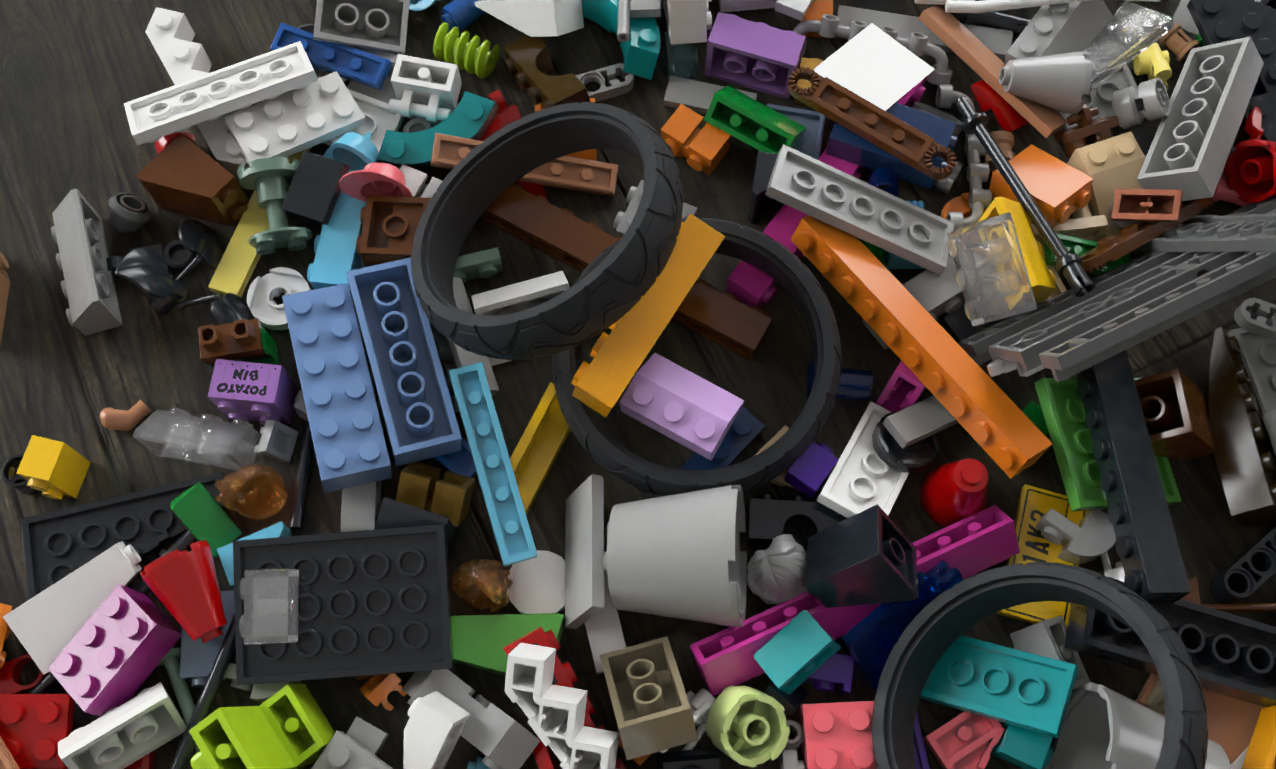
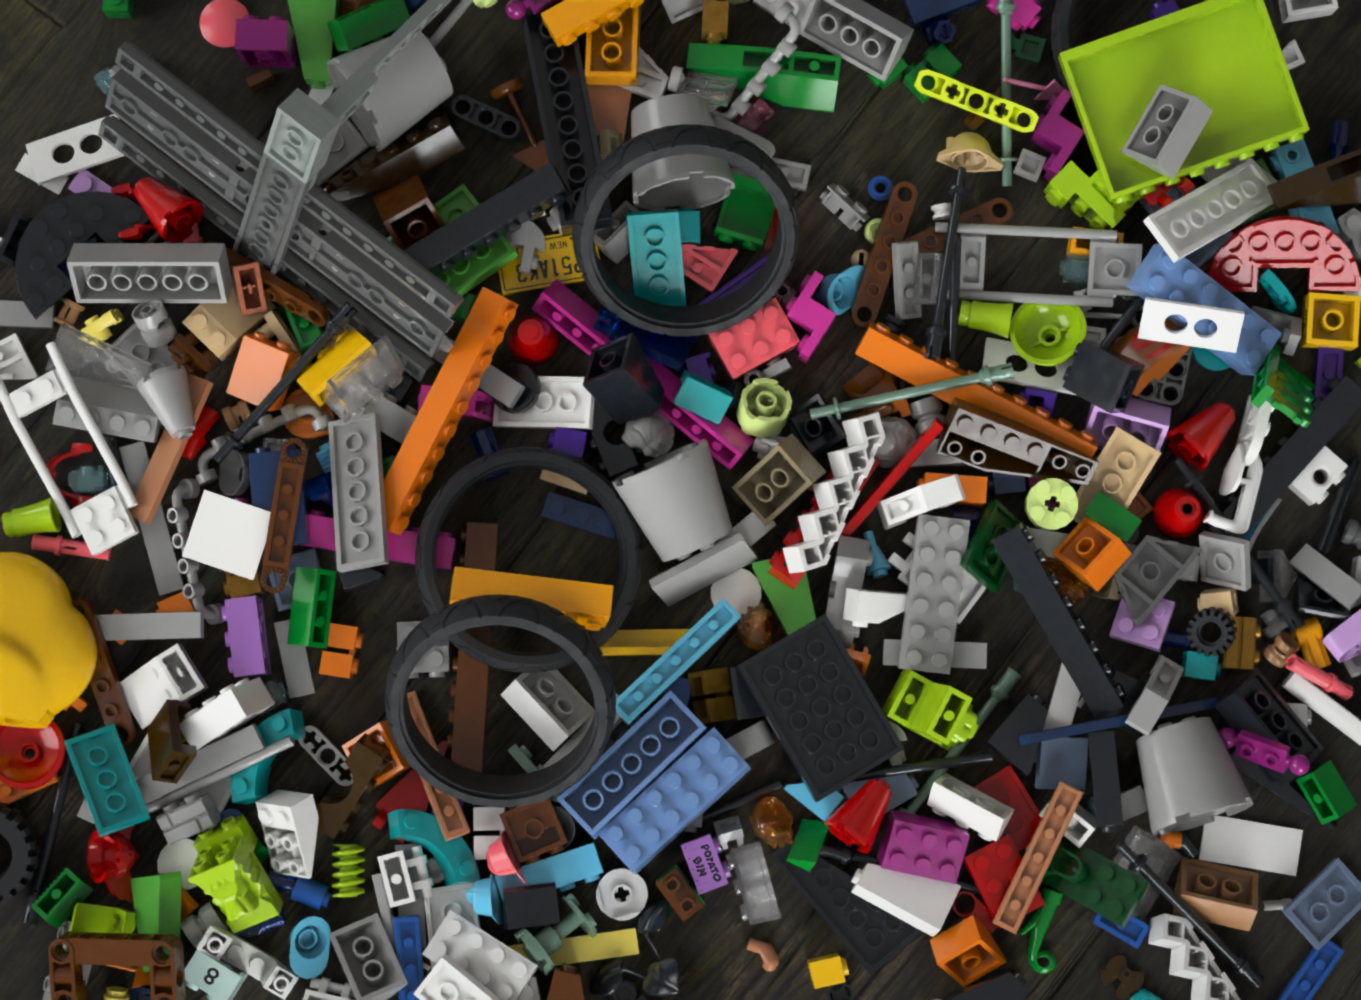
camera: 120 degrees left, 15 degrees up
(269, 606) = (846, 749): clear brick -> none
(681, 405) = (576, 544): lavender slope -> none

